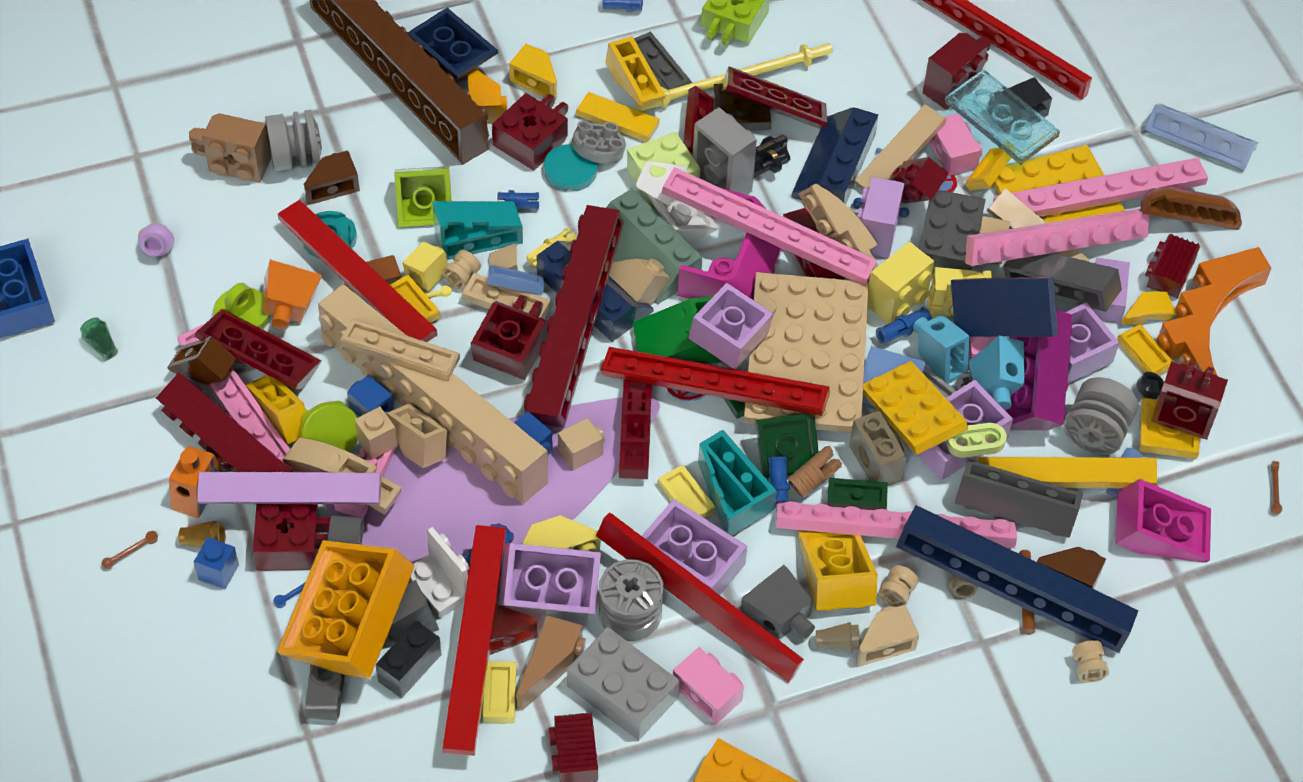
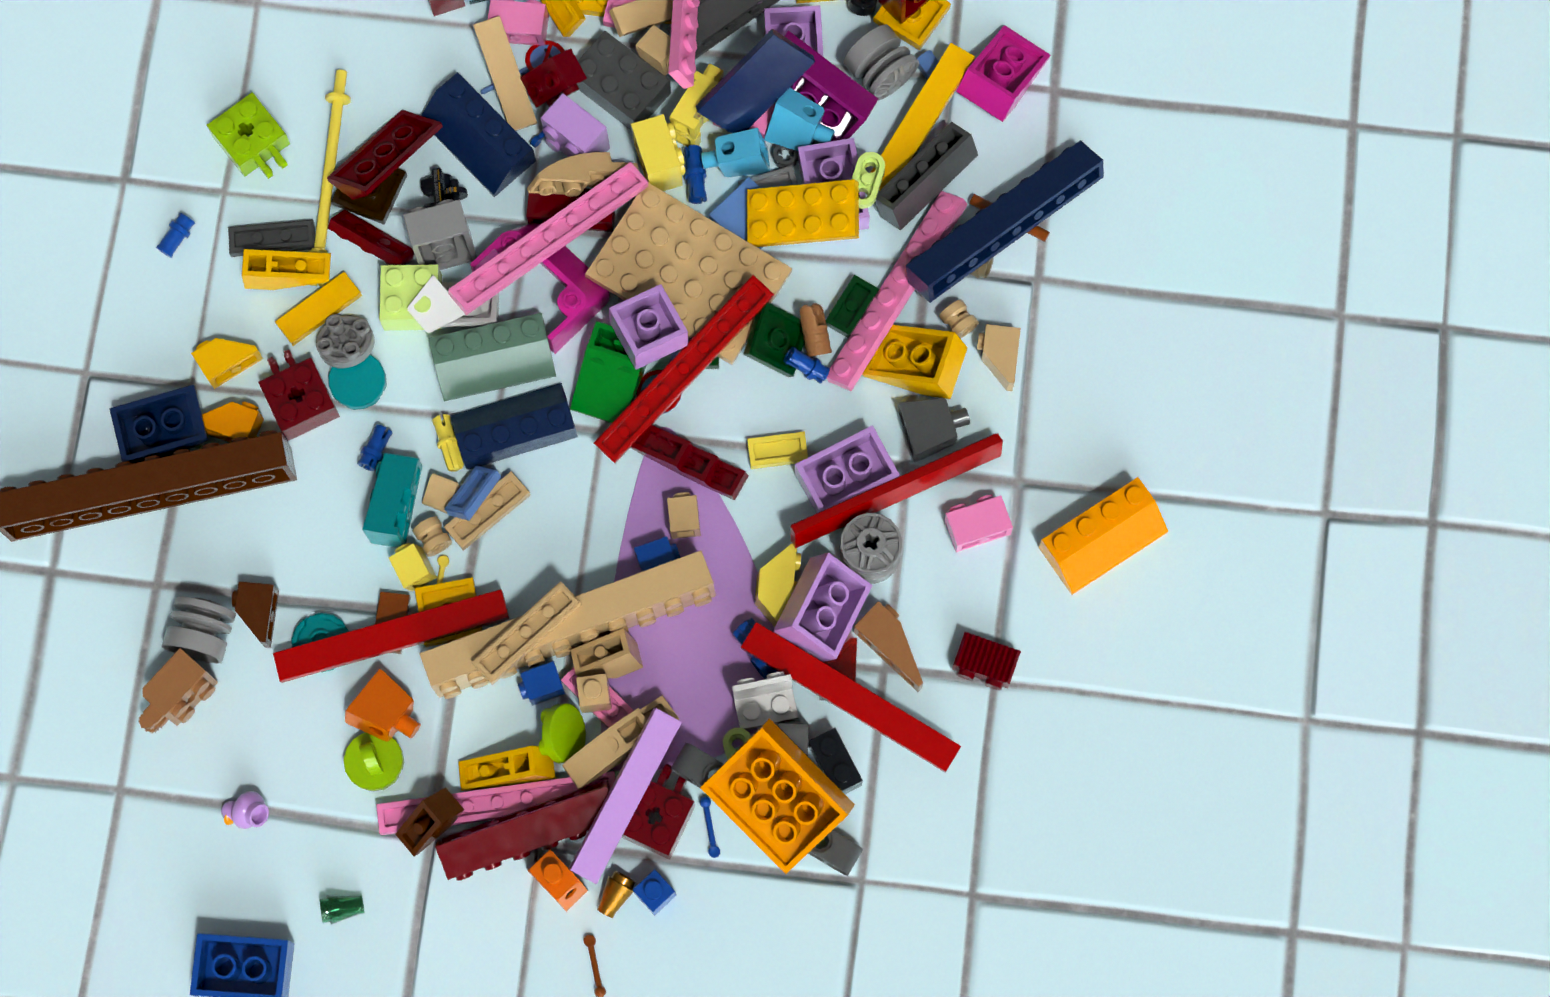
camera: 60 degrees left, 20 degrees up
(260, 349) = (435, 762): dark red slope -> none
(417, 190) = (324, 533): lime slope -> none
(500, 692) = (901, 696): light yellow tile -> none
(510, 337) = (543, 508): dark red hinge -> none
(574, 315) = (556, 457): dark red brick -> none
(623, 683) = (944, 592): light grey brick -> none
(640, 278) = (527, 381): tan slope -> none
(734, 483) = (794, 405): teal wedge -> none
(839, 637) = (983, 393): dark tan cone -> none
(878, 449) = (820, 265): dark tan brick -> none
(1077, 564) = (1013, 165): reddish brown slope -> none
(1090, 661) = (1102, 204): tan wheel -> none

